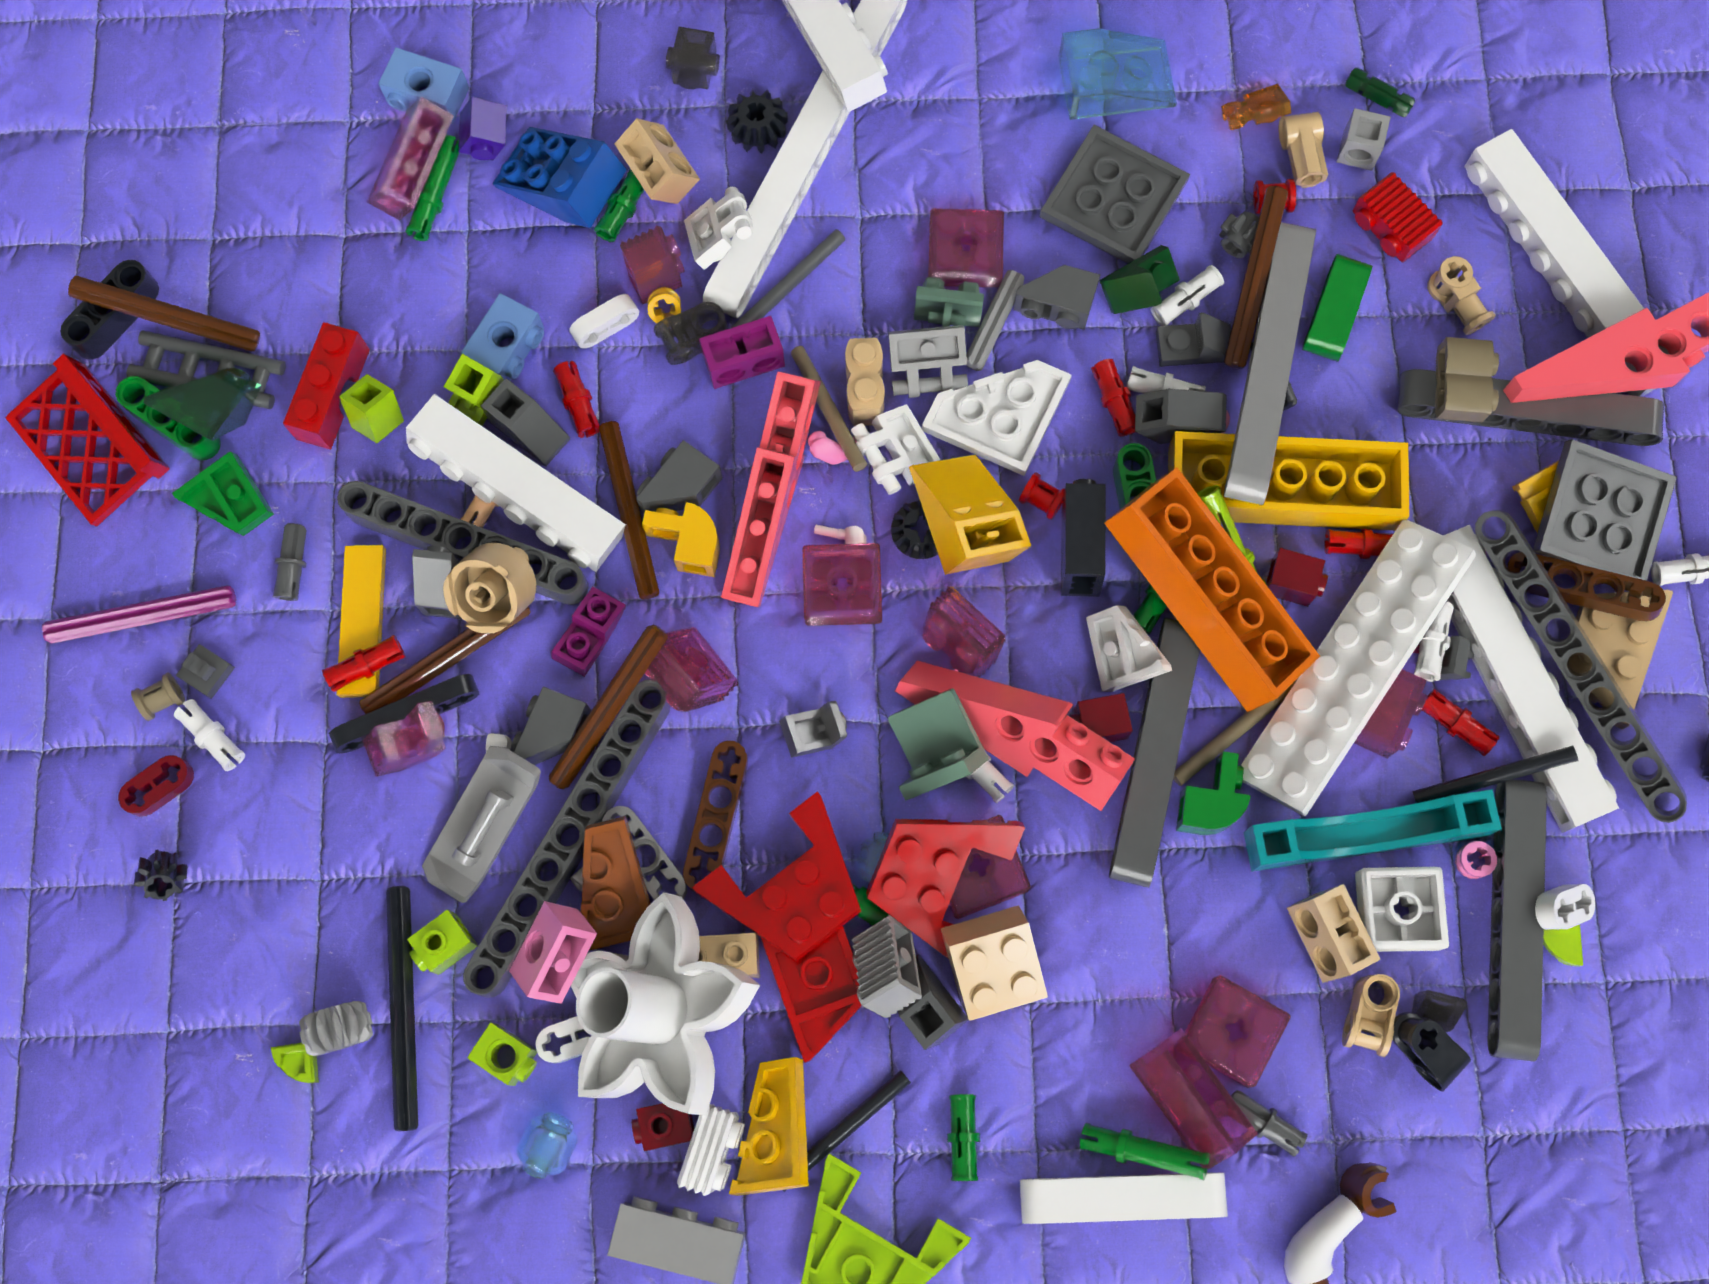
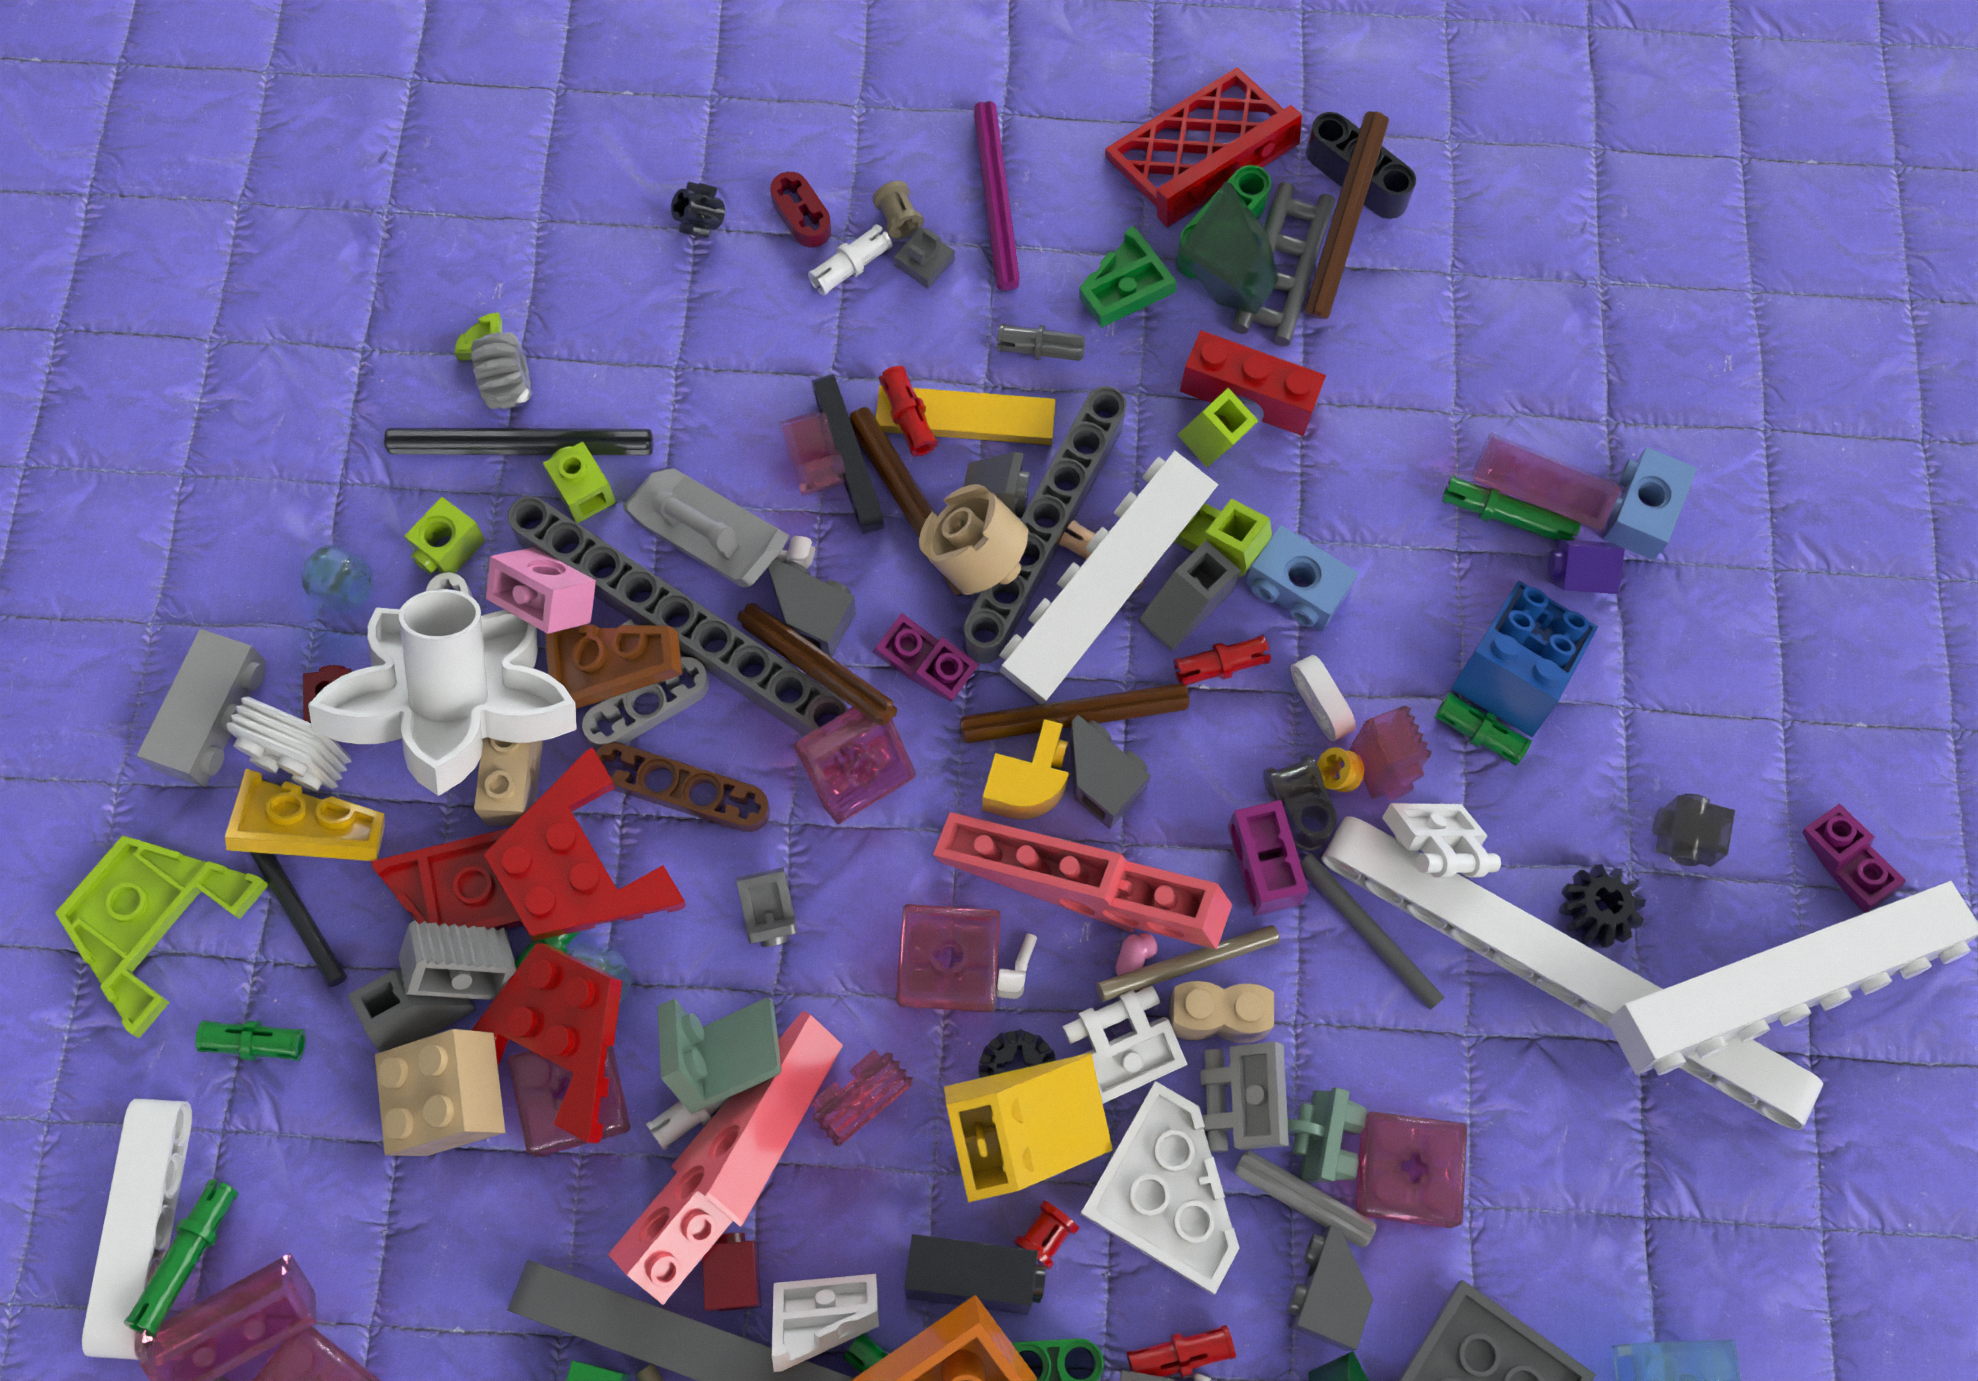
camera: 90 degrees right, 5 degrees down
(656, 161) = (1539, 771): tan brick -> none

